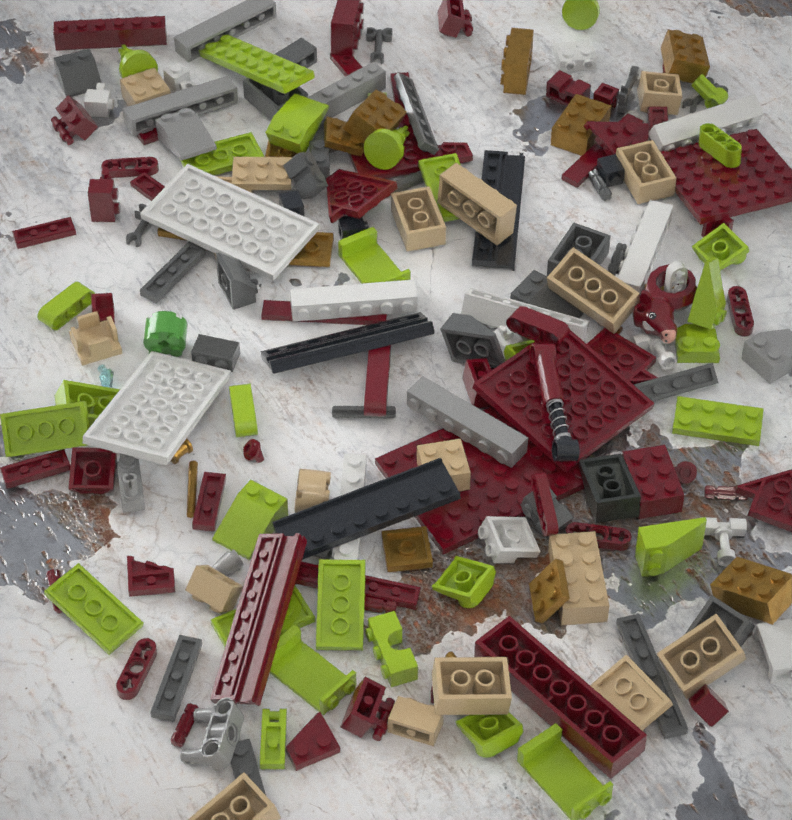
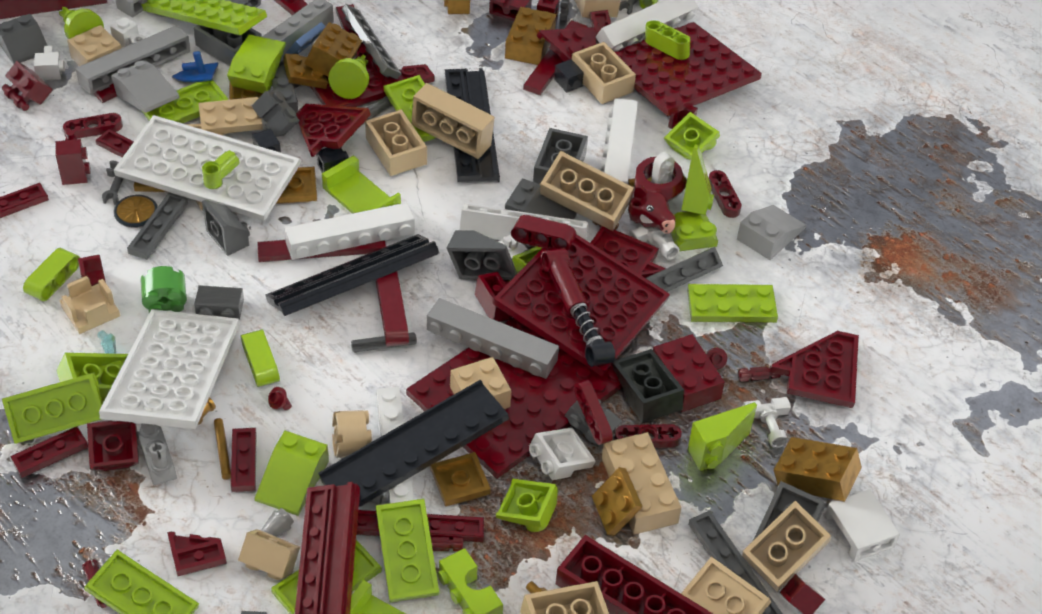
camera: 15 degrees left, 0 degrees up
(154, 254) = (134, 210): none -> pearl gold wheel
(234, 226) = (216, 170): none -> lime piece
(239, 123) = (197, 70): none -> blue shield
(350, 105) = (306, 40): none -> medium blue tile
(600, 185) = (562, 90): dark grey axle -> none
(616, 259) = (596, 155): dark grey axle -> none

